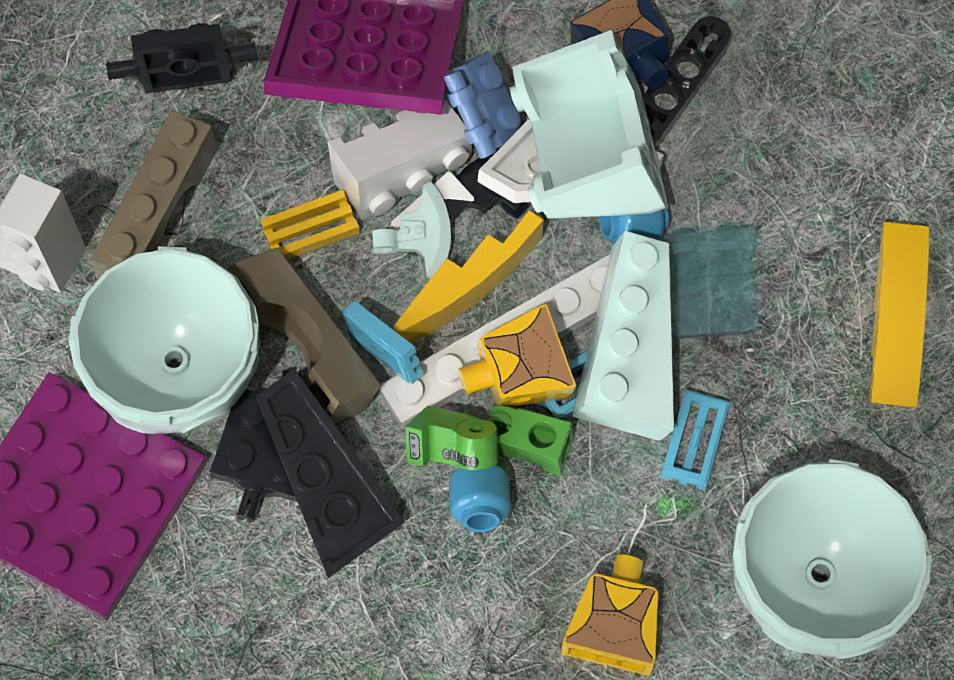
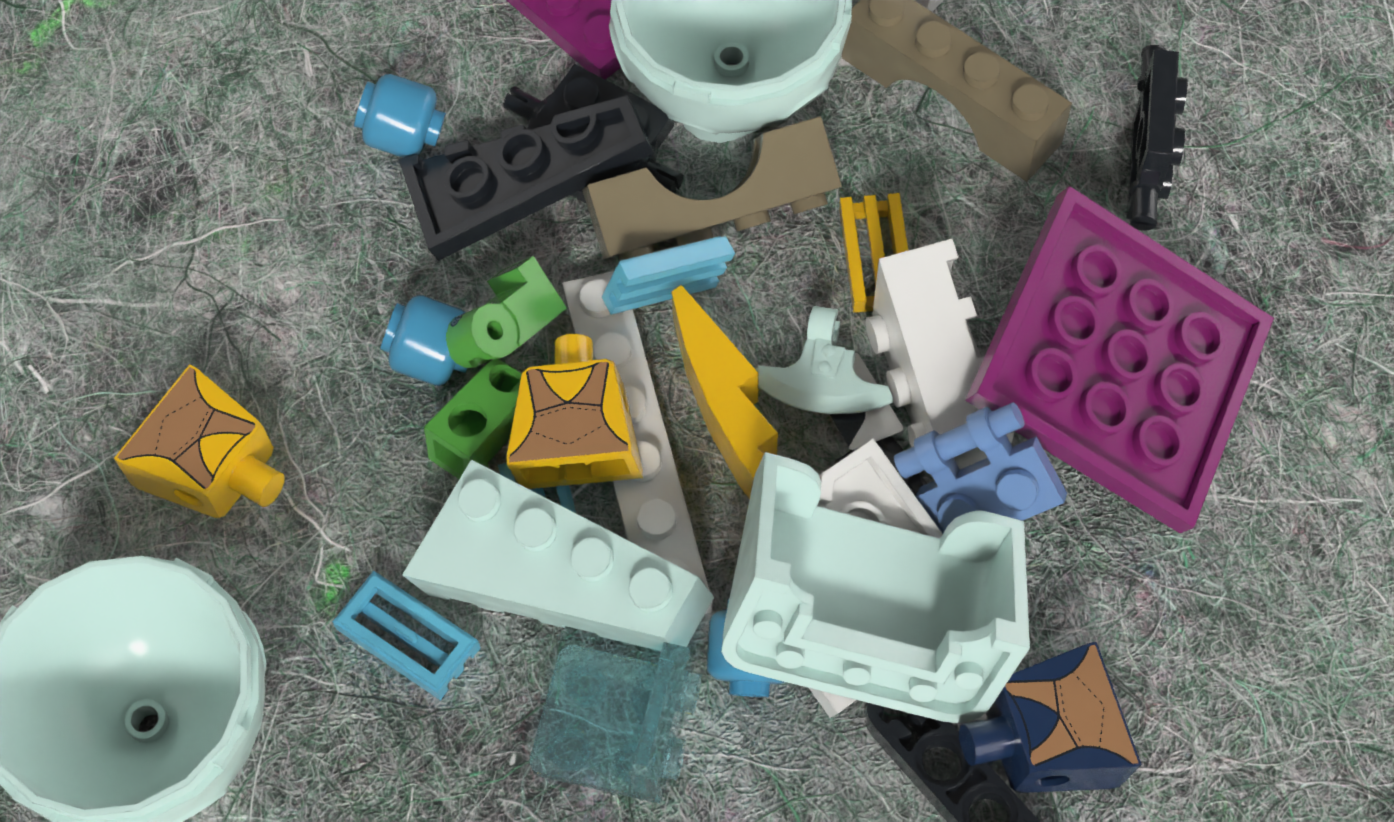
camera: 110 degrees right, 5 degrees down
(292, 587) = (399, 116): none -> dark azure head

